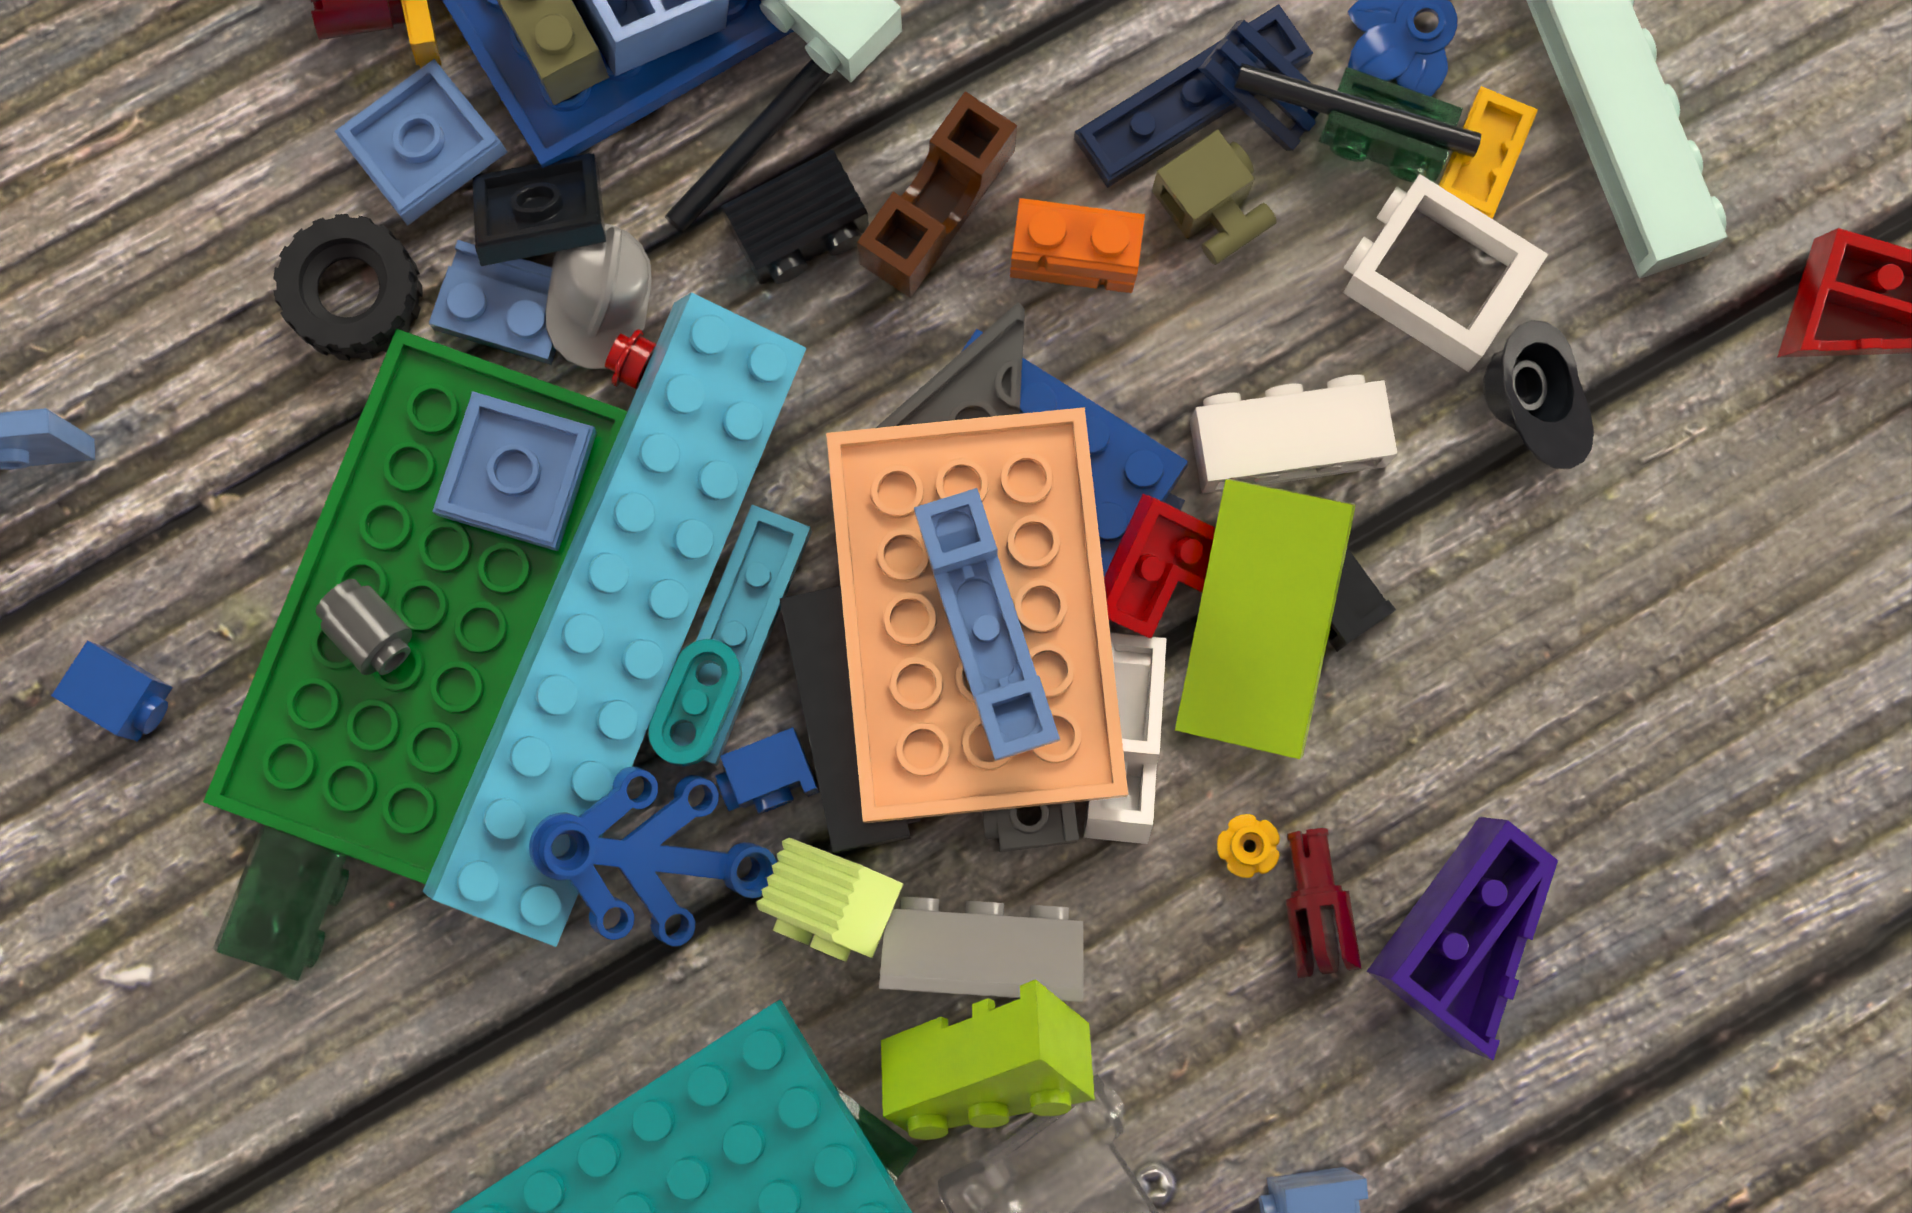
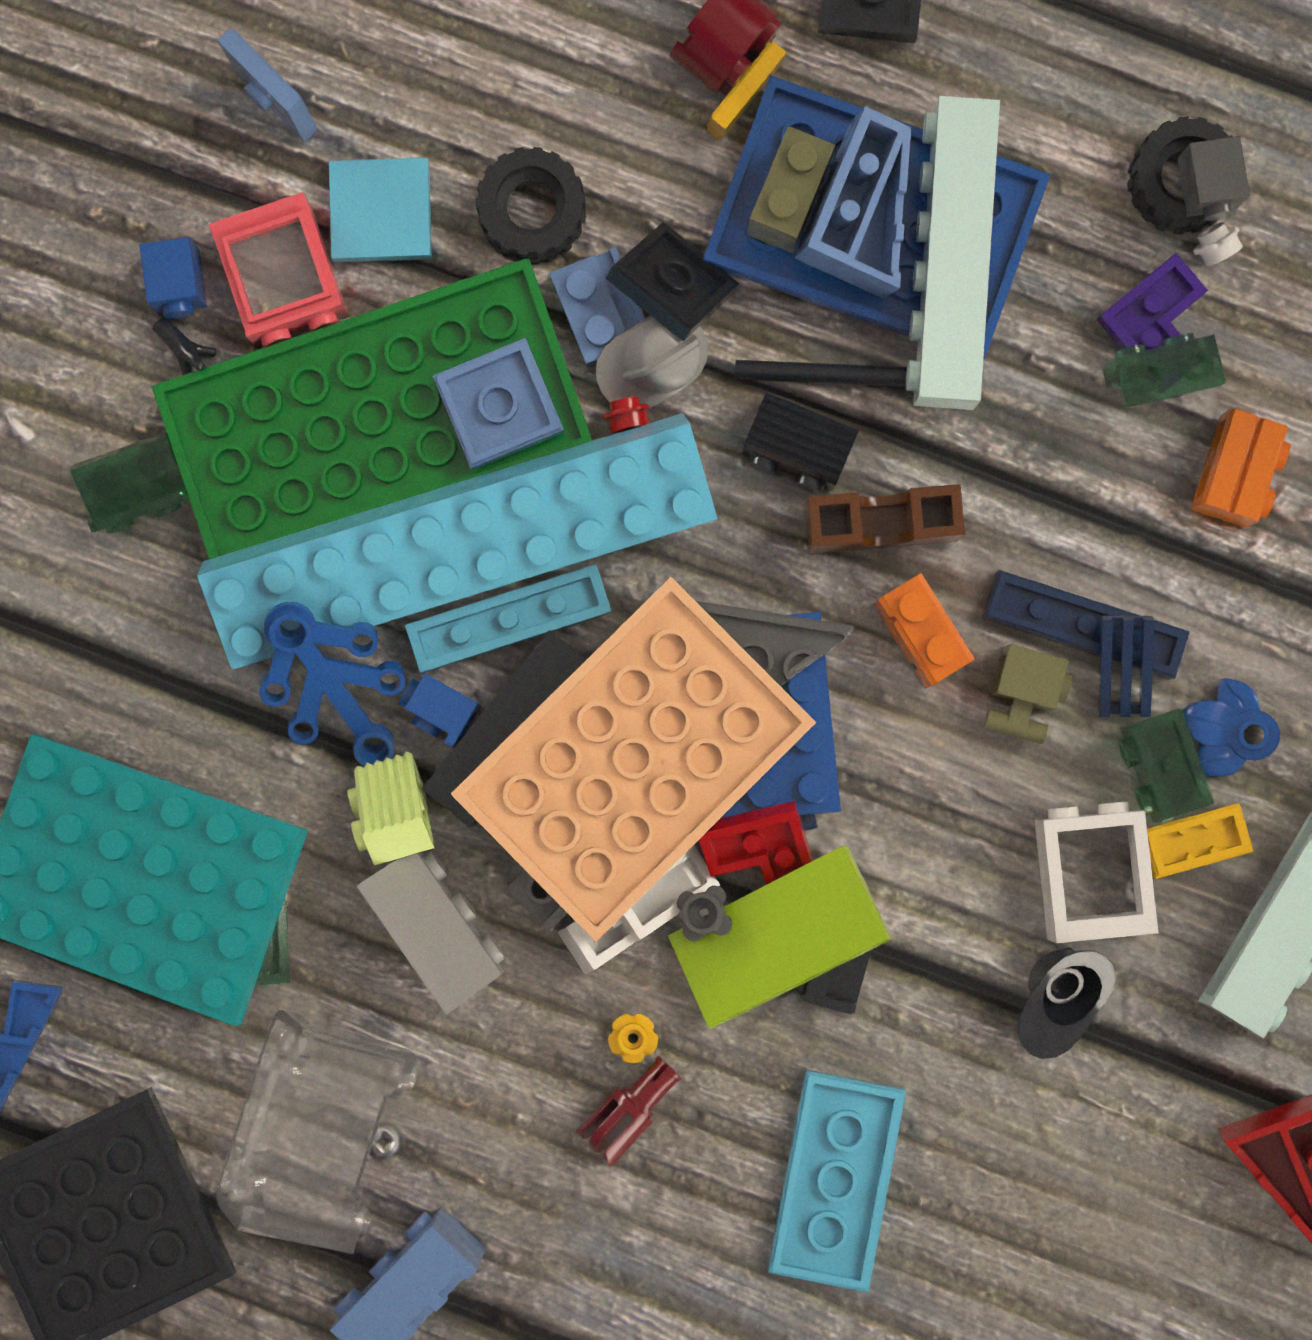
camera: 55 degrees right, 5 degrees up
(190, 742) = (184, 349): none -> black bar
(198, 581) = (278, 270): none -> window
(225, 437) = (380, 210): none -> medium azure tile
(364, 628) = (328, 395): dark grey brick -> none
(421, 141) = (658, 171): medium blue tile -> none
(695, 703) = (445, 631): teal plate -> none
(985, 625) = (626, 773): medium blue slope -> none
(988, 1066) = (365, 988): lime wedge -> none
(1200, 665) = (692, 904): none -> dark grey plate
(1293, 433) = (913, 861): white brick -> none
(1327, 100) = (1155, 738): black bar -> none
(1468, 933) = (683, 1216): dark purple wedge -> none
(1547, 759) = (836, 1180): none -> medium azure tile

